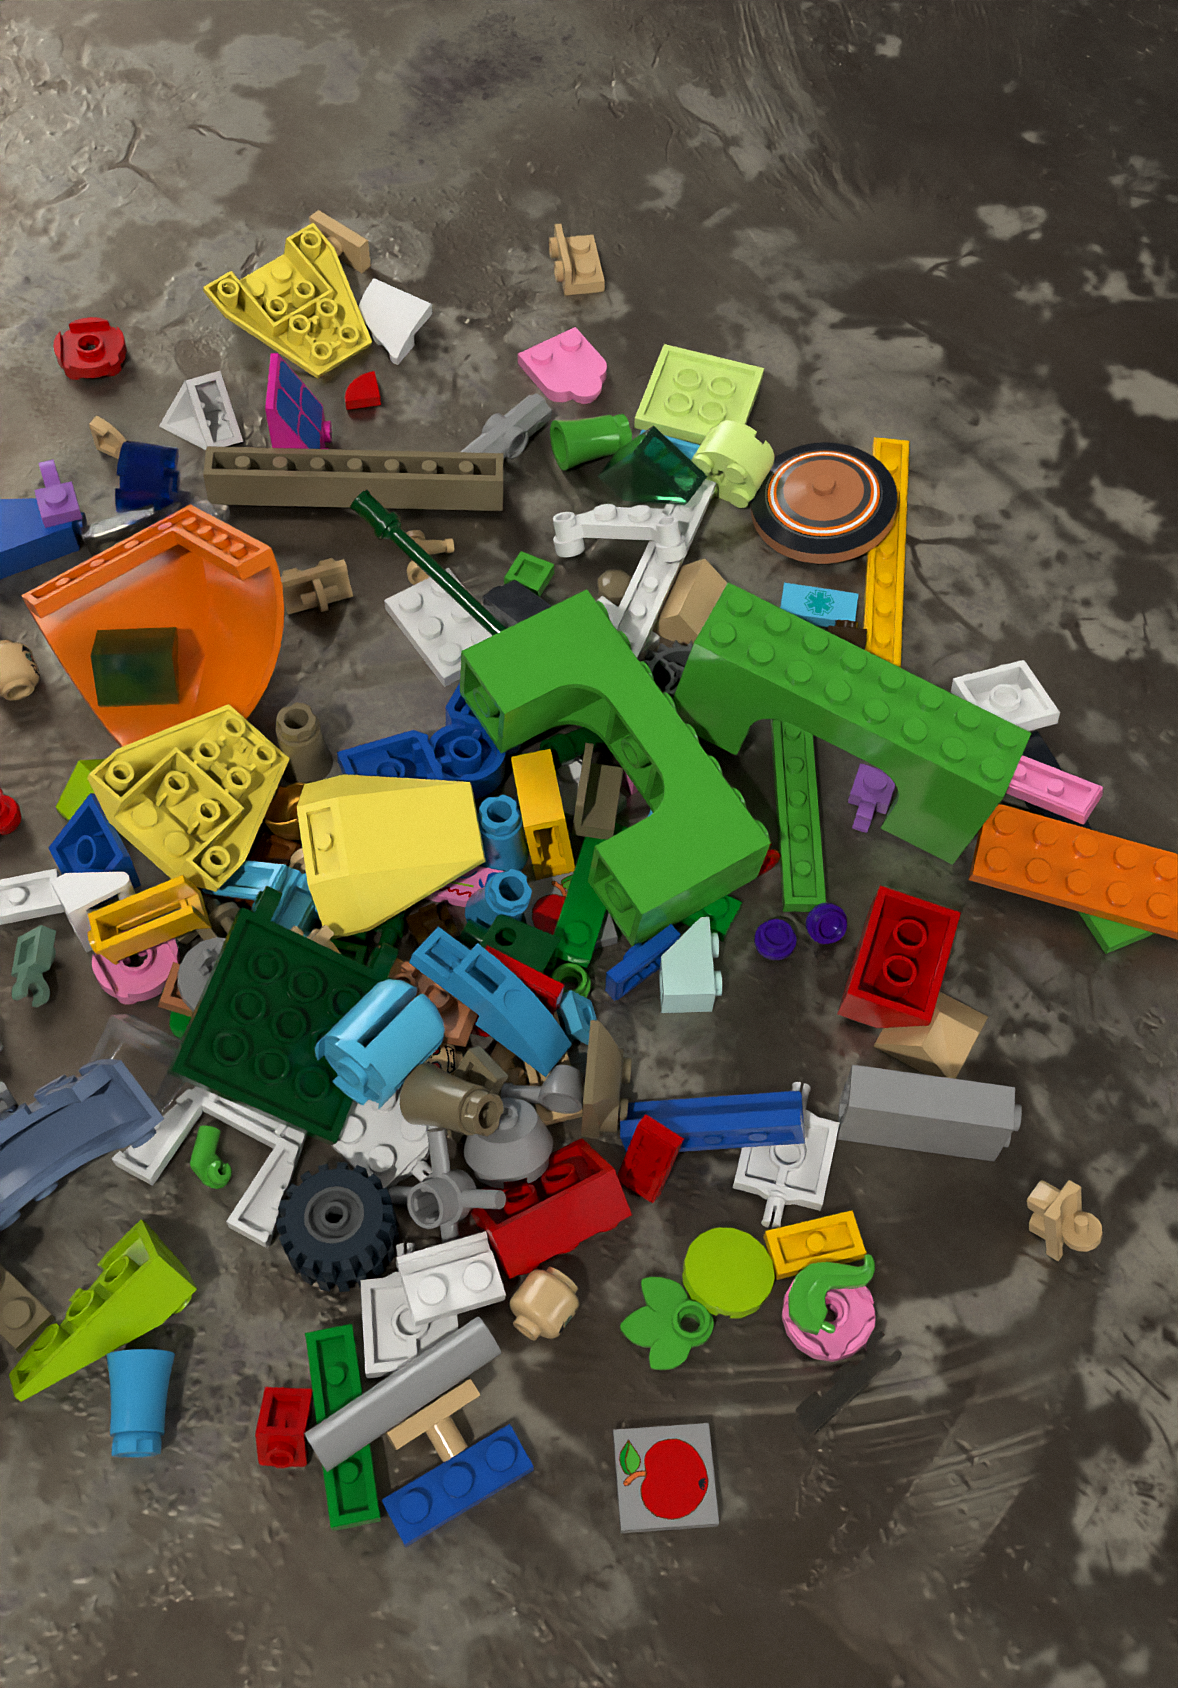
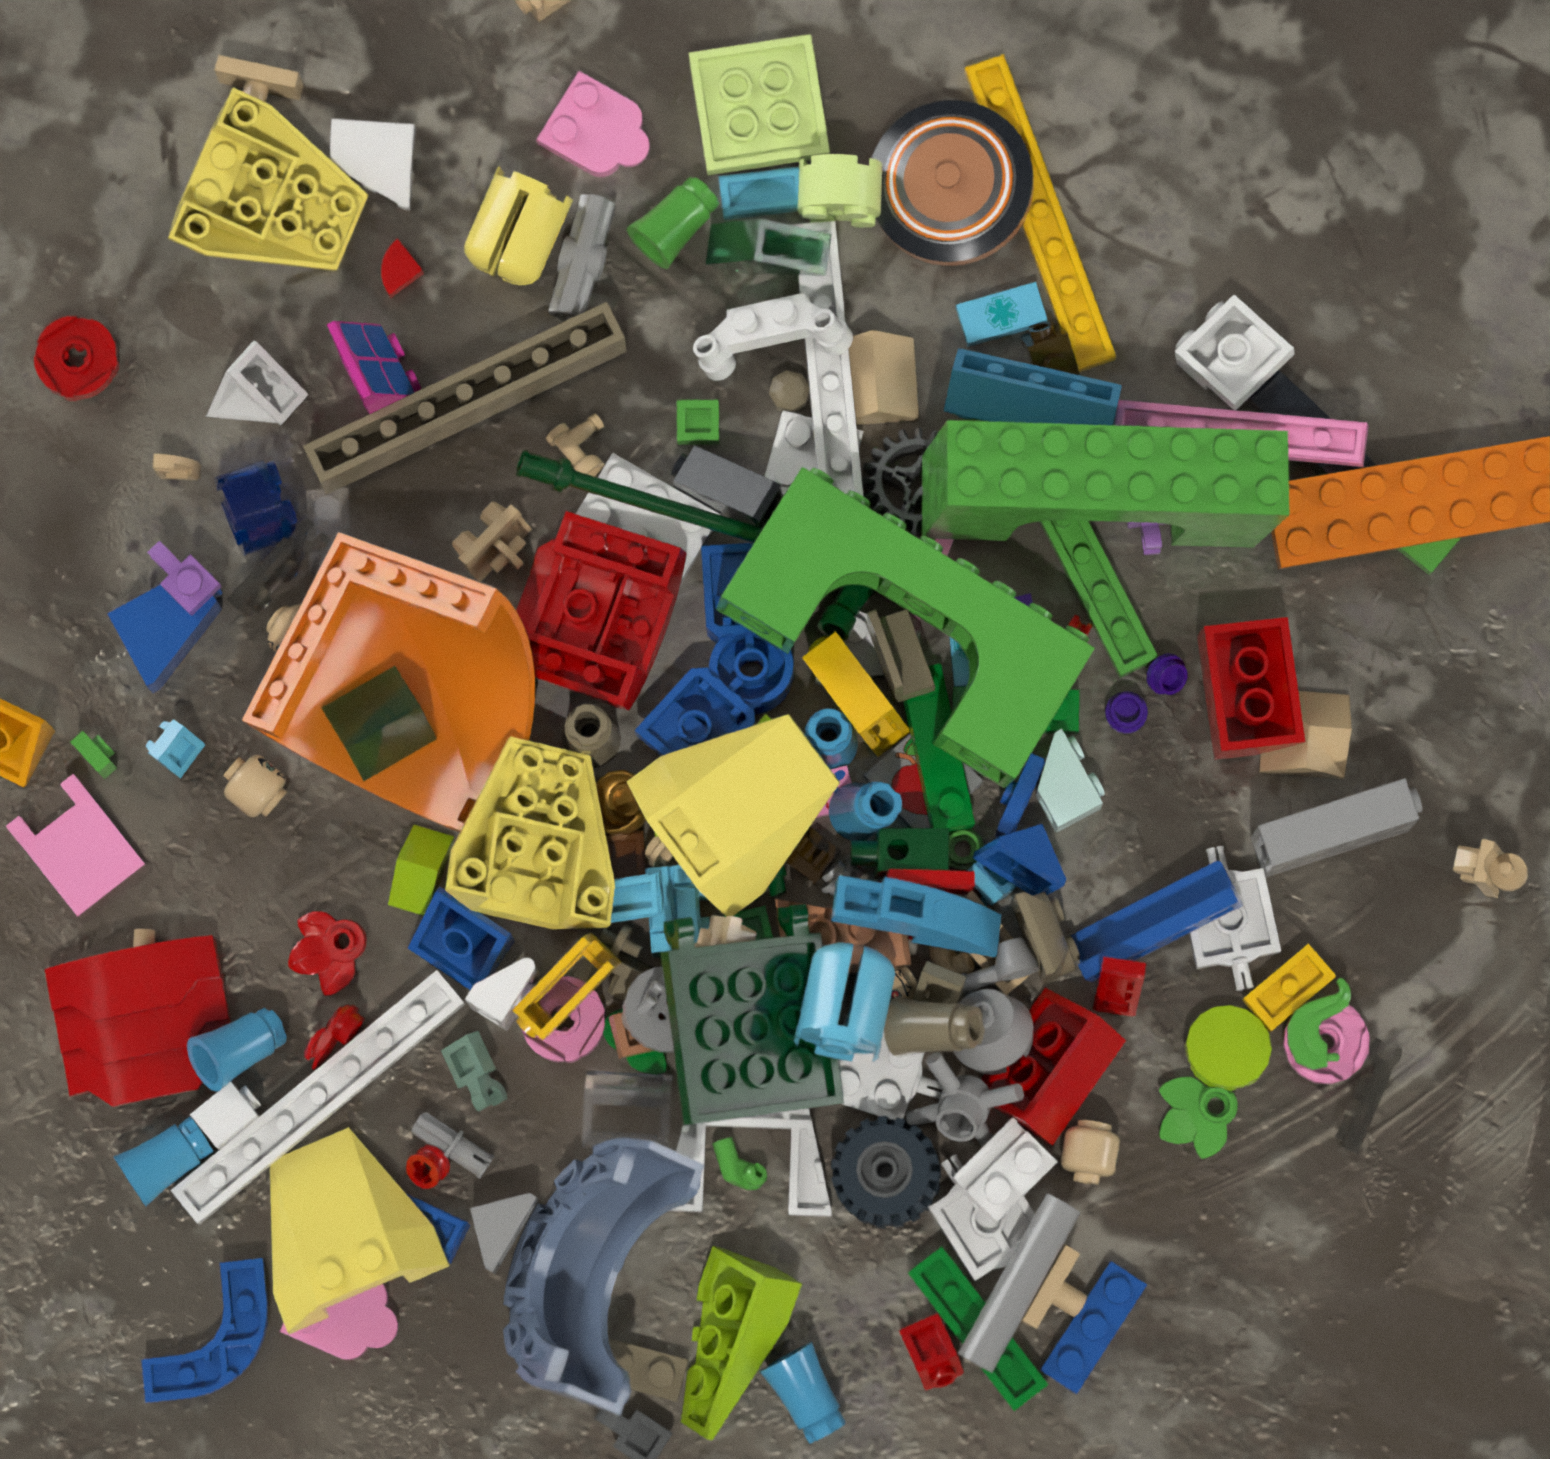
camera: 20 degrees left, 20 degrees up
(369, 664) = (599, 608): none -> red slope
(466, 391) = (515, 228): none -> light yellow cylinder
(620, 1007) = (1024, 860): none -> blue slope
(665, 1478) = (1254, 1240): tile -> none

